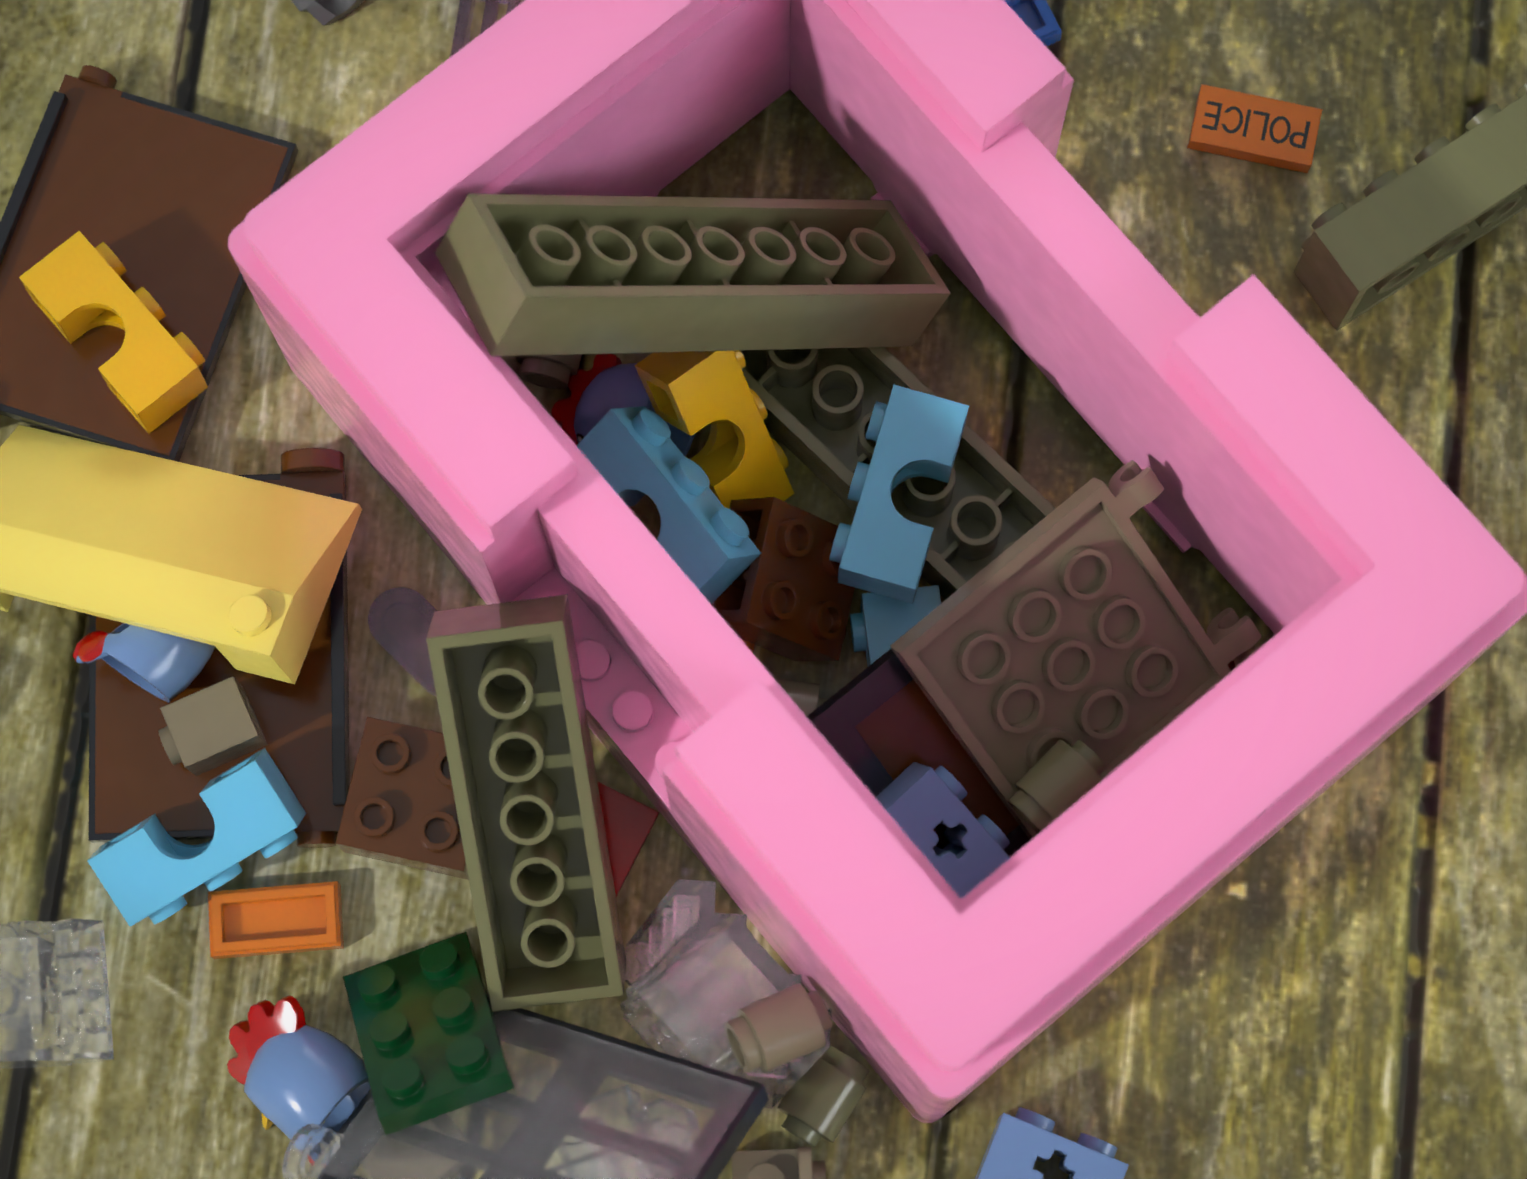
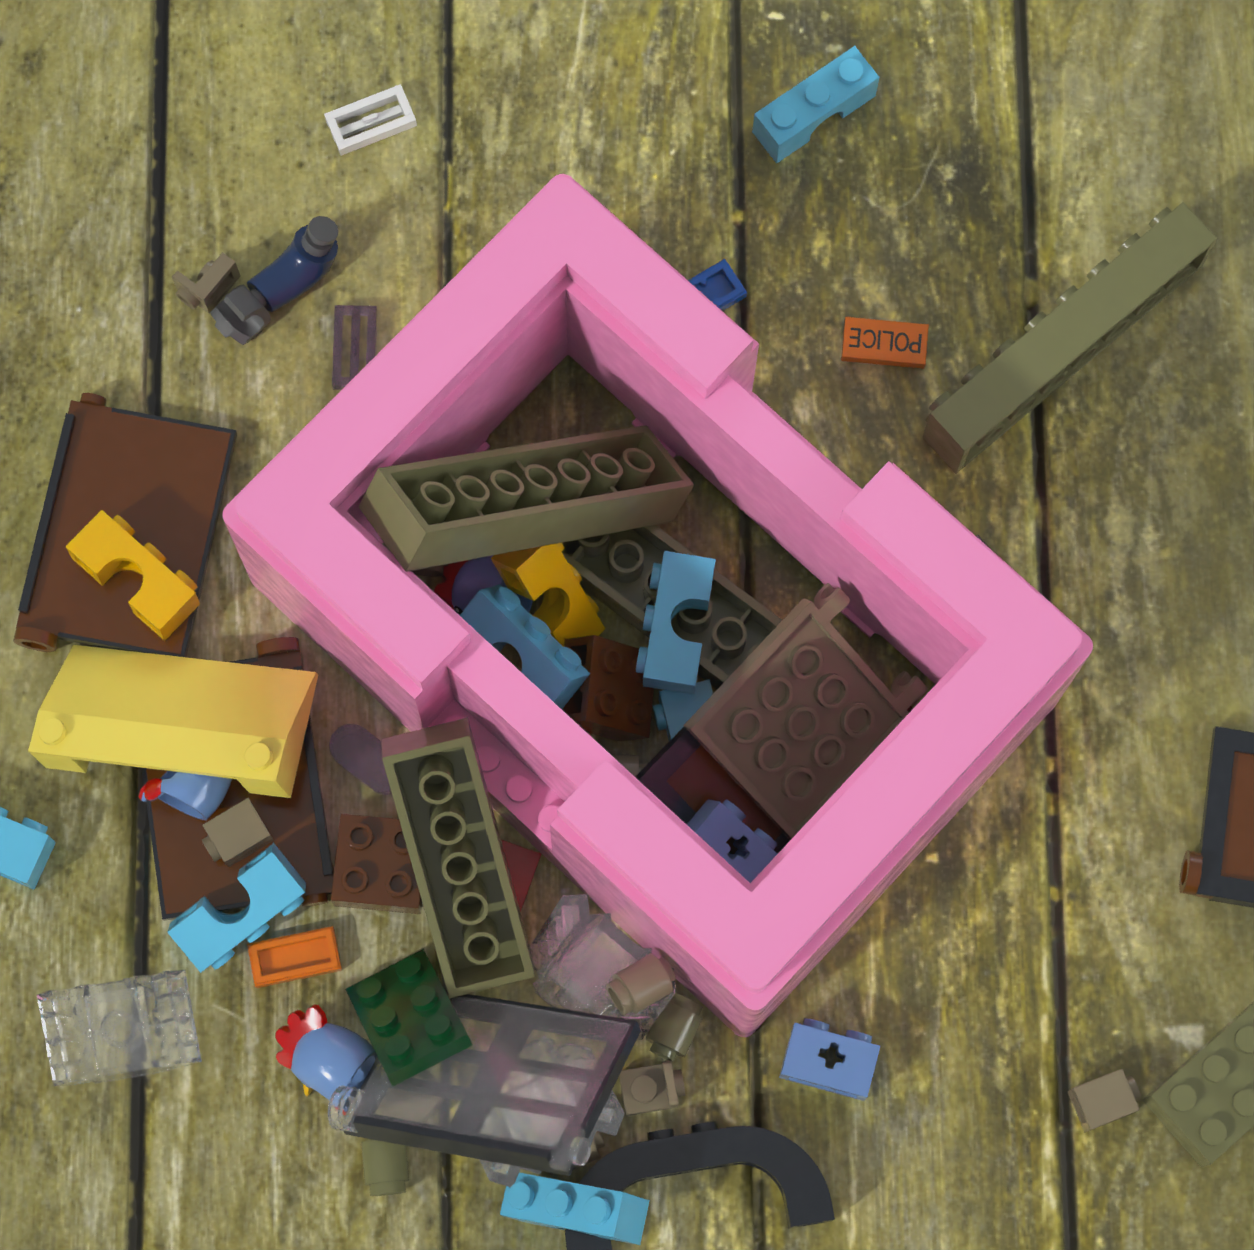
camera: 10 degrees left, 0 degrees up
(1056, 783) = (802, 801): olive brick -> none

